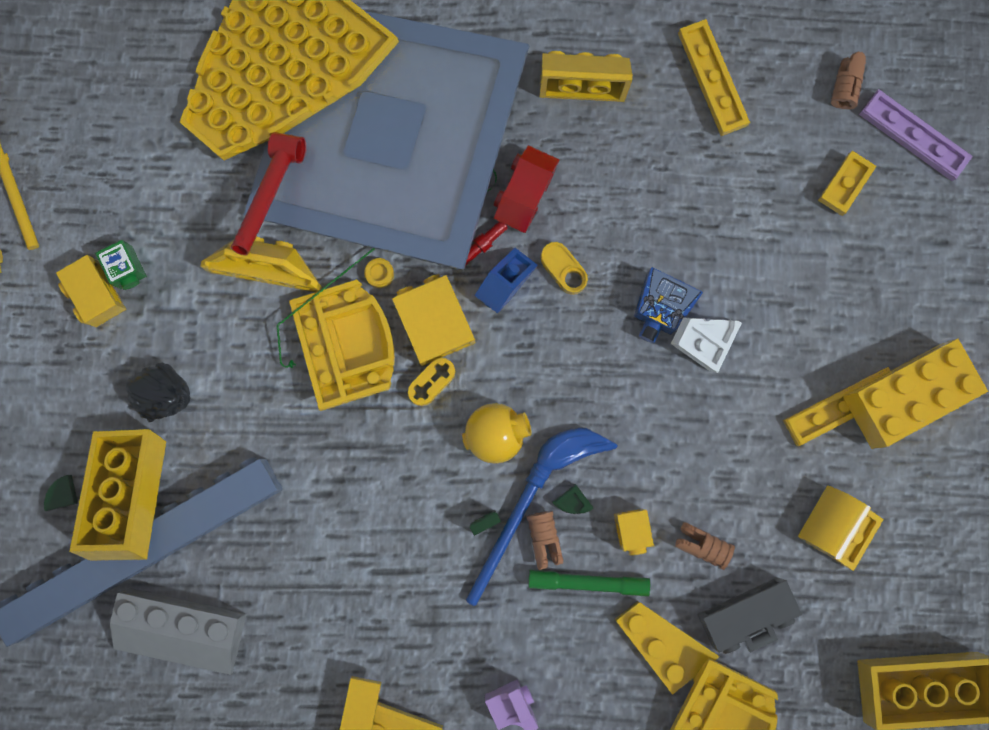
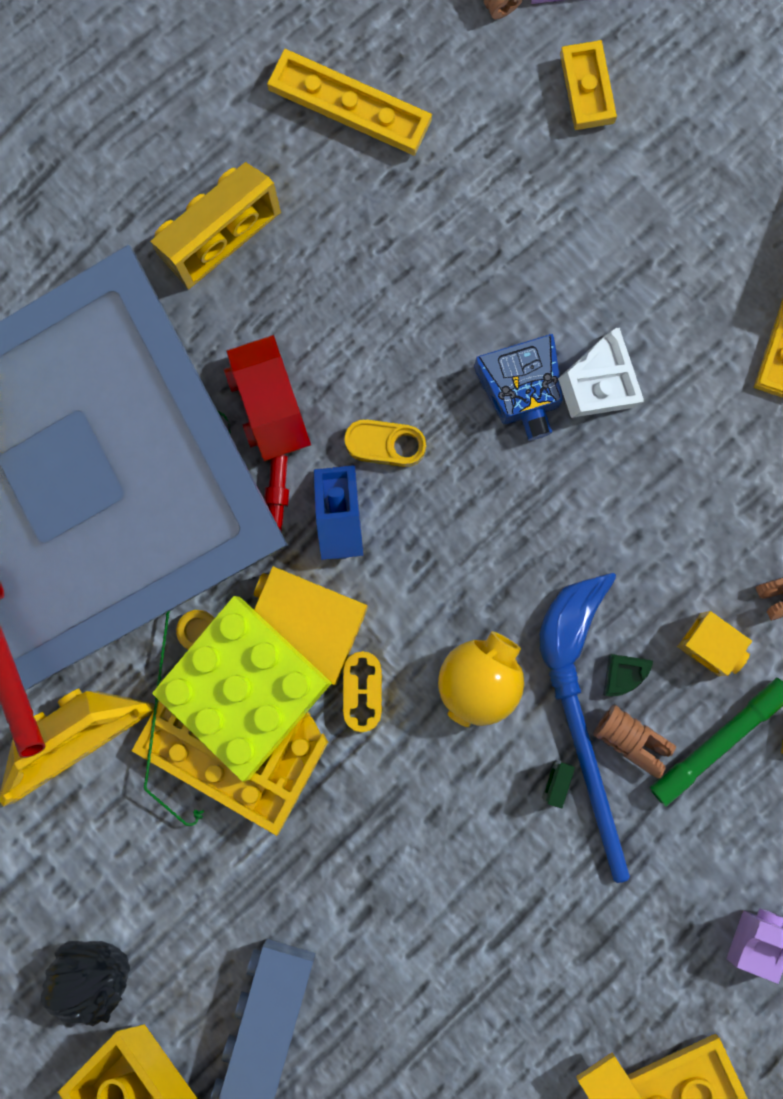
camera: 40 degrees left, 0 degrees up
(372, 320) = (241, 688): none -> neon yellow plate

